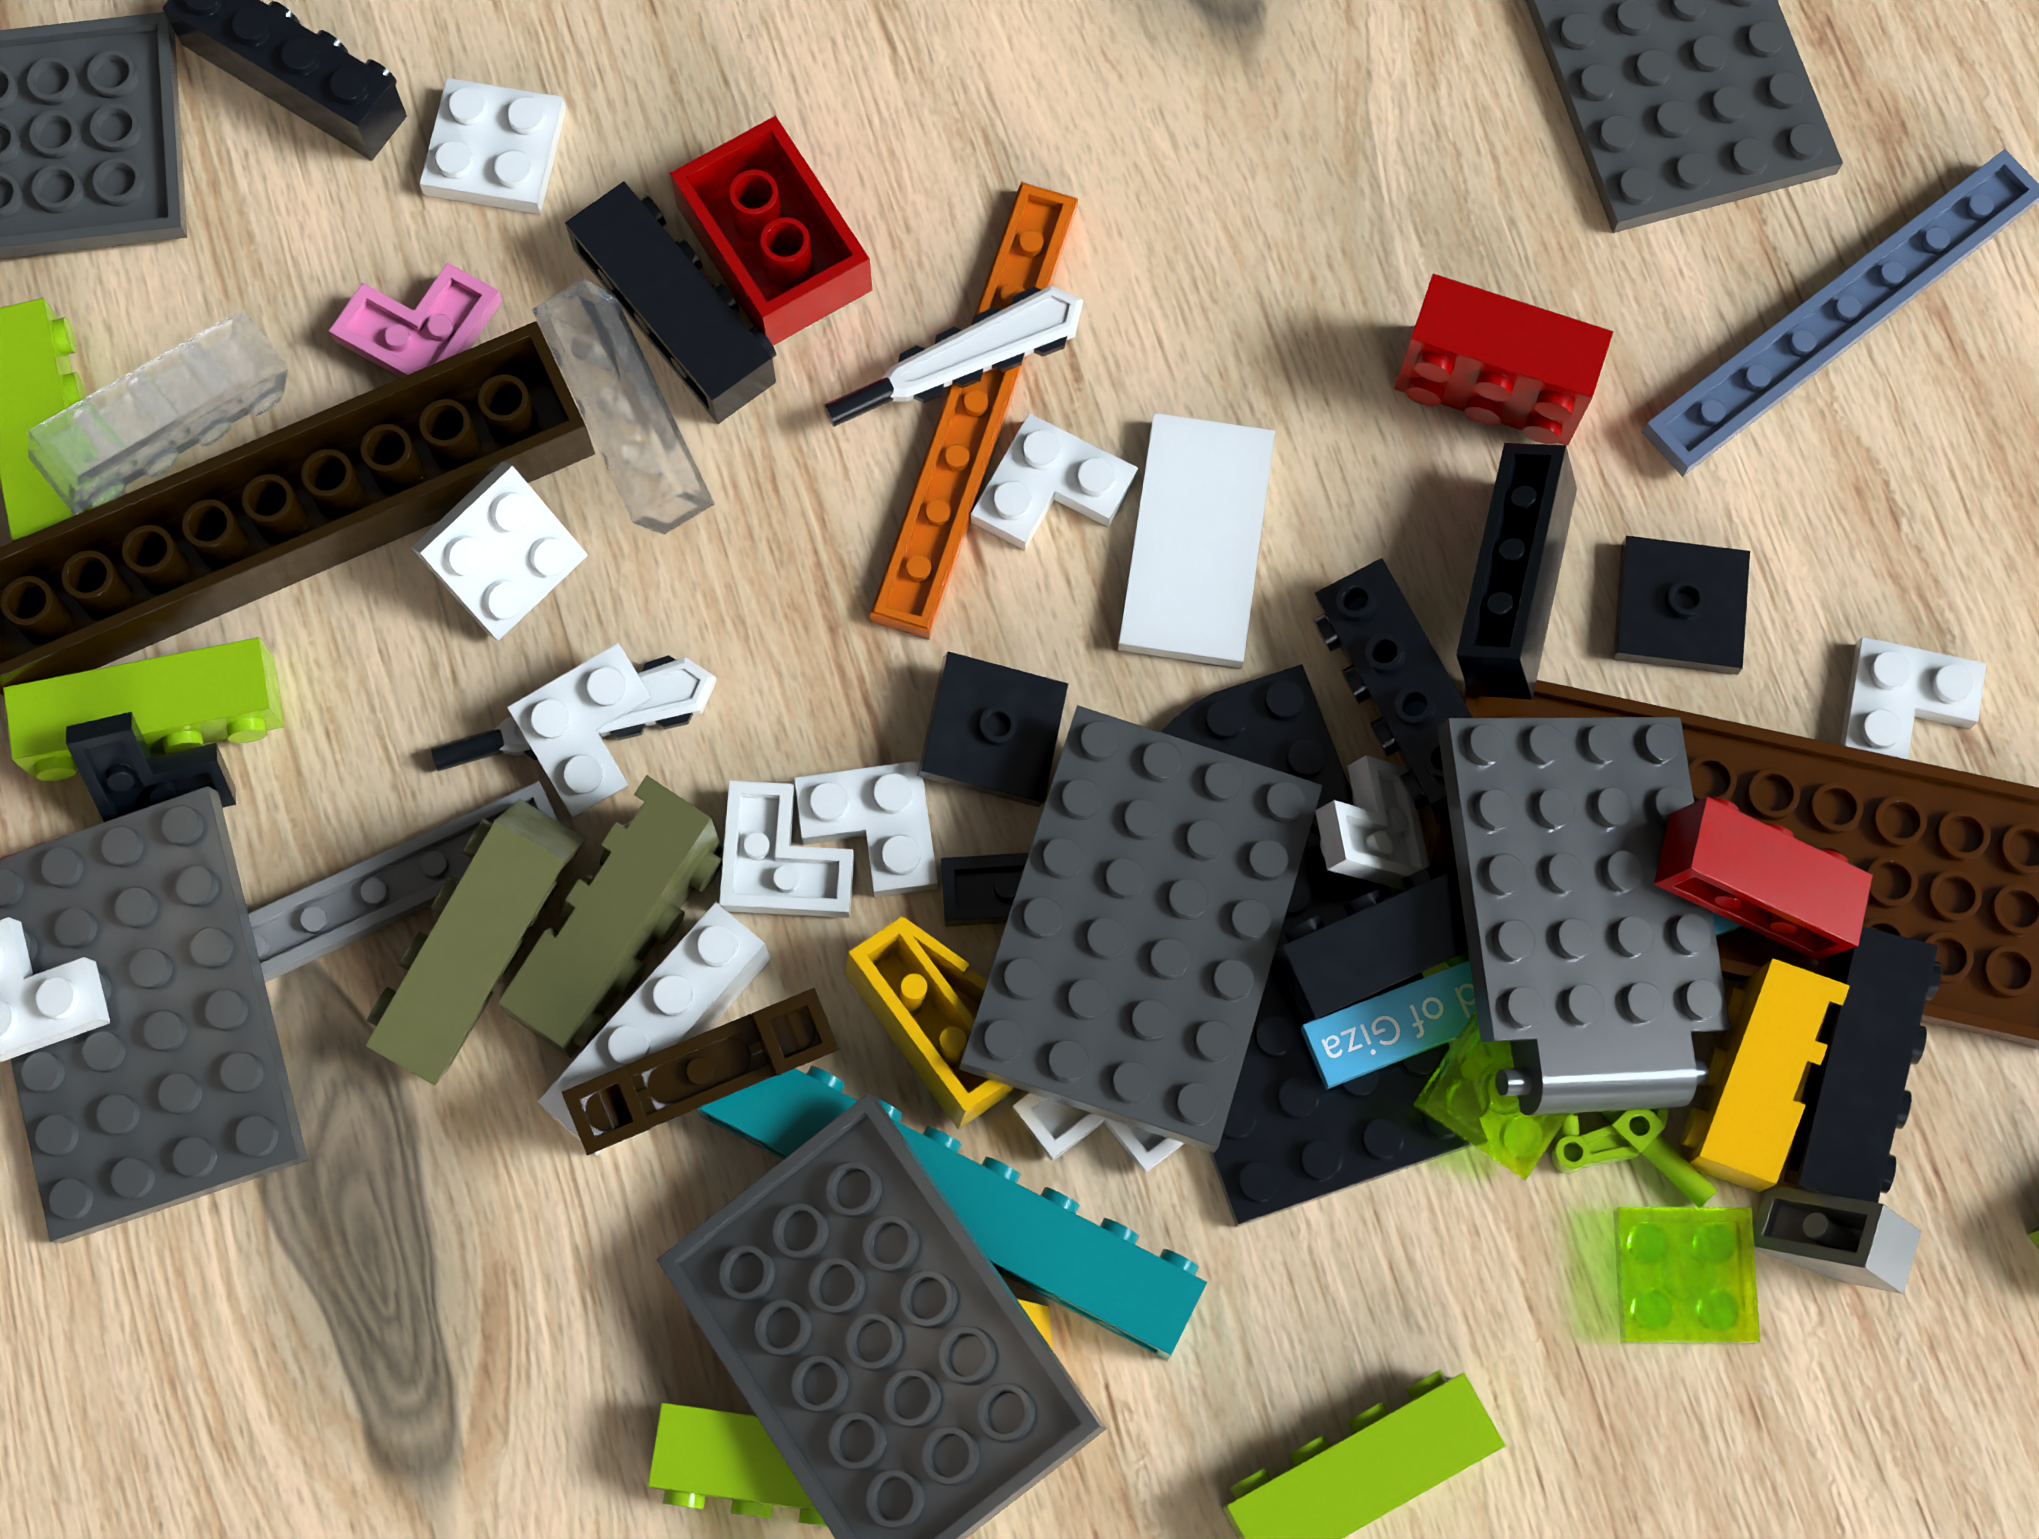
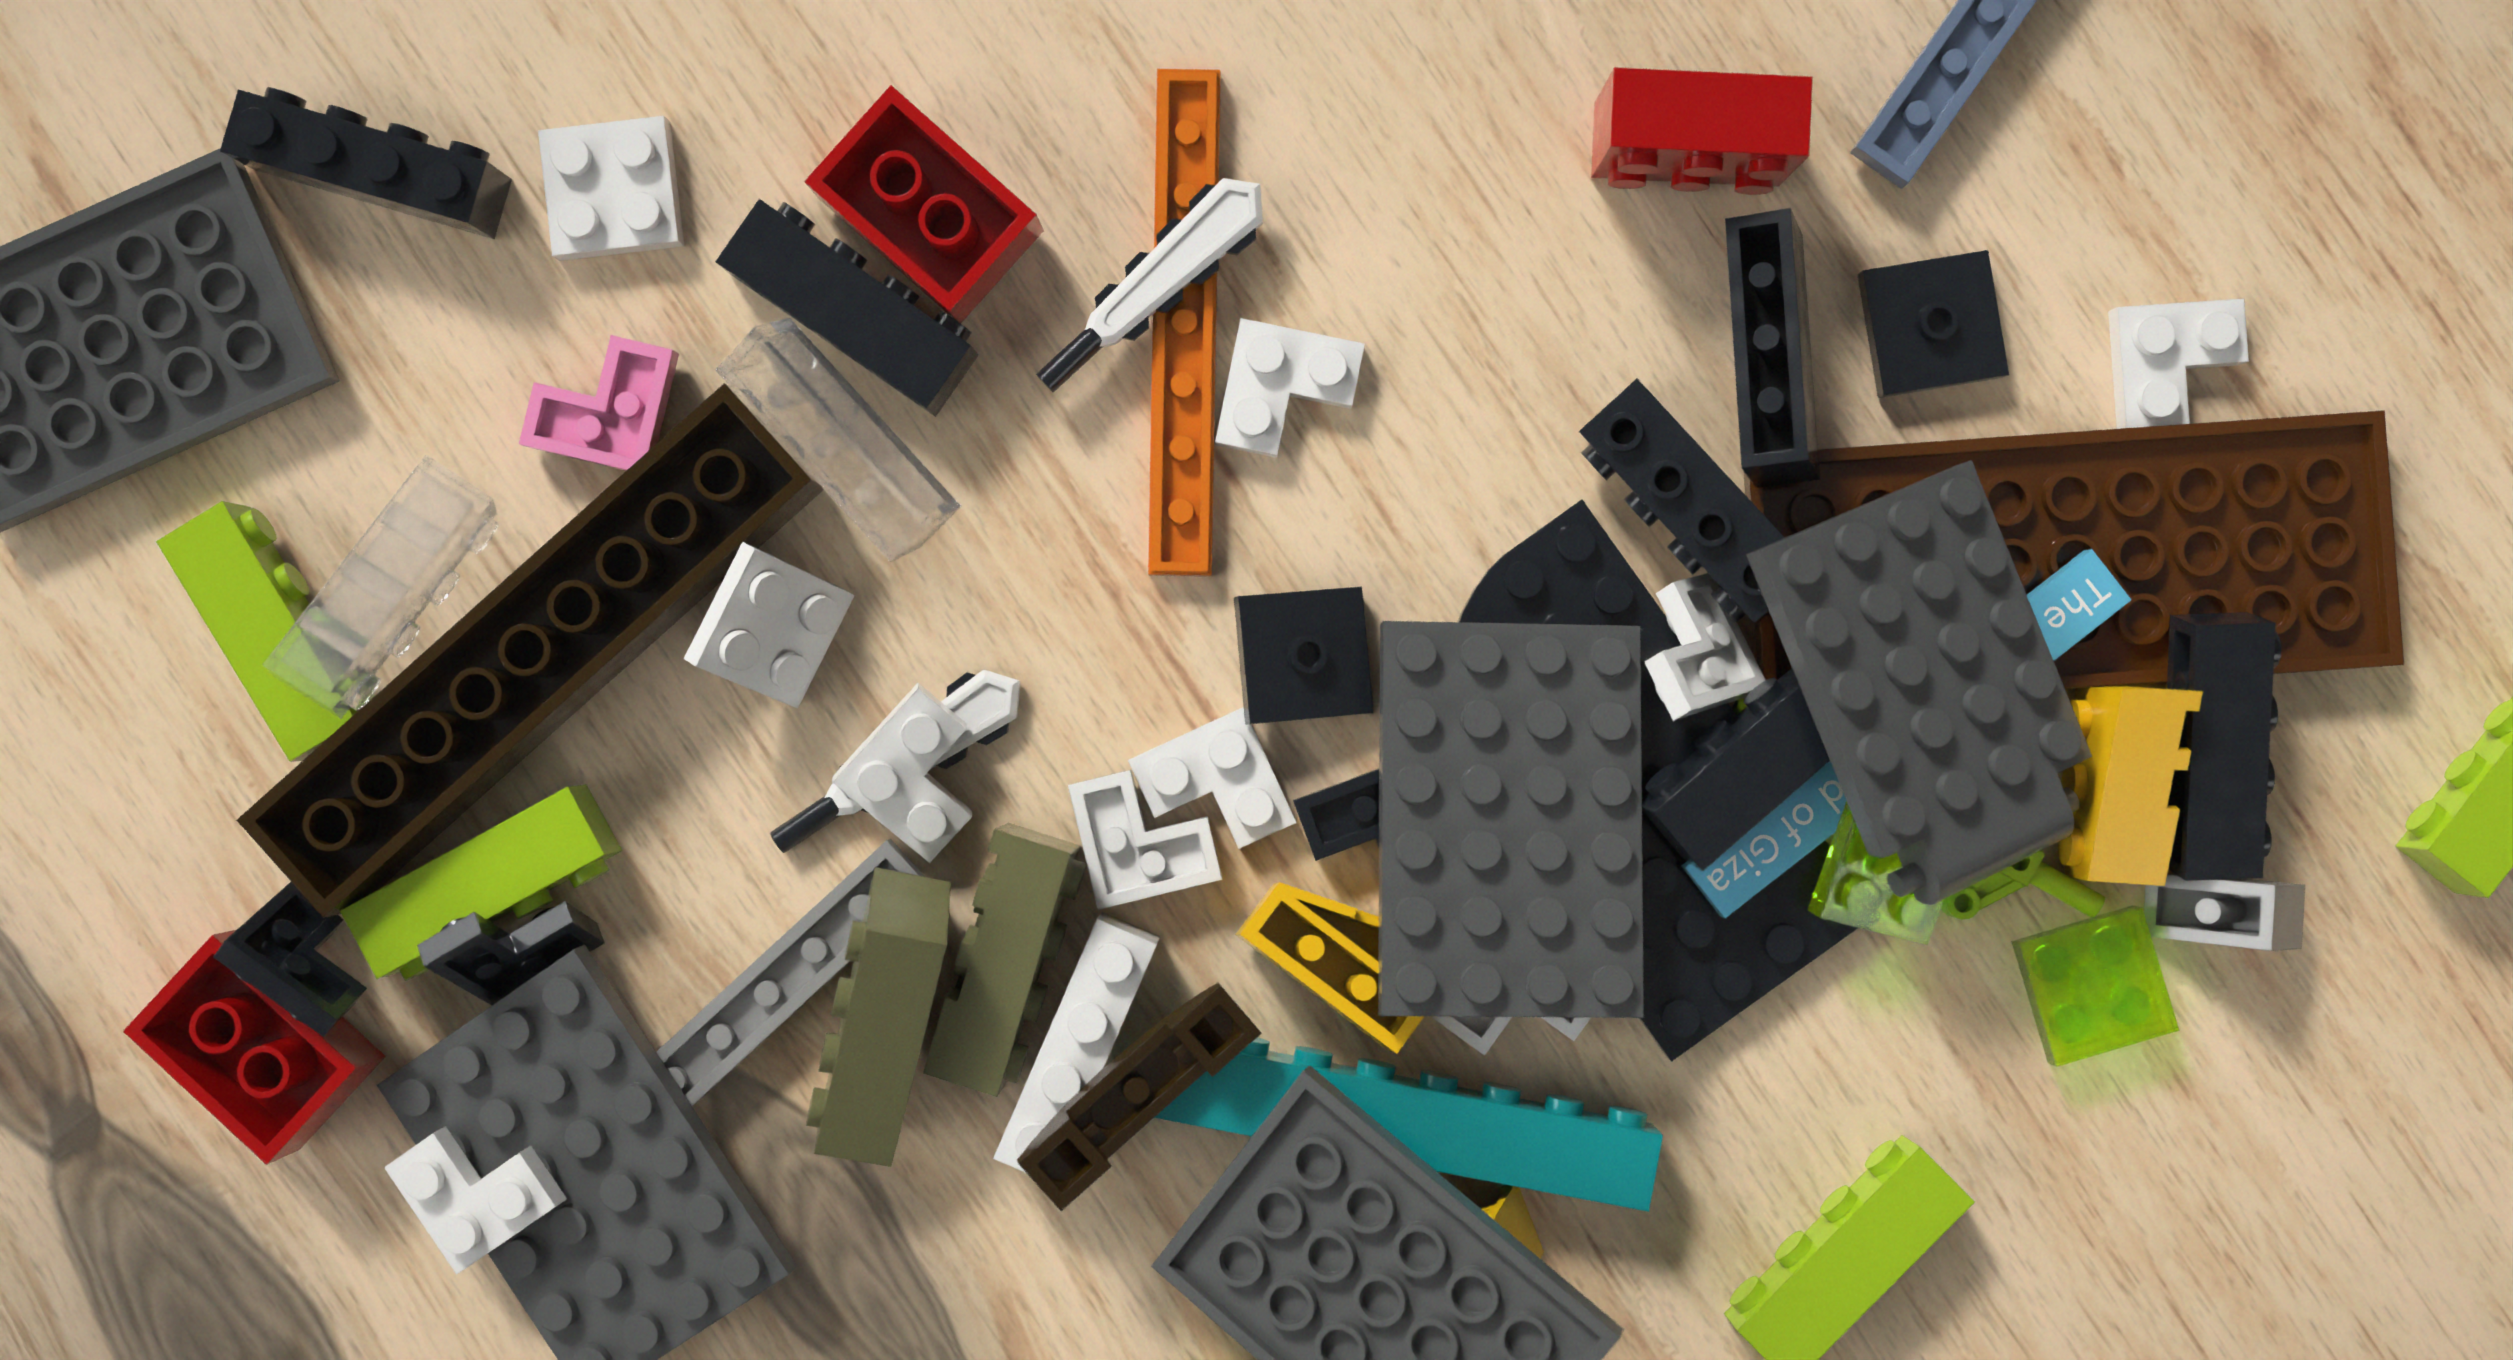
camera: 15 degrees left, 15 degrees up
(1197, 541) = (1443, 398): white tile -> none
(1763, 878) = (2094, 604): red brick -> none

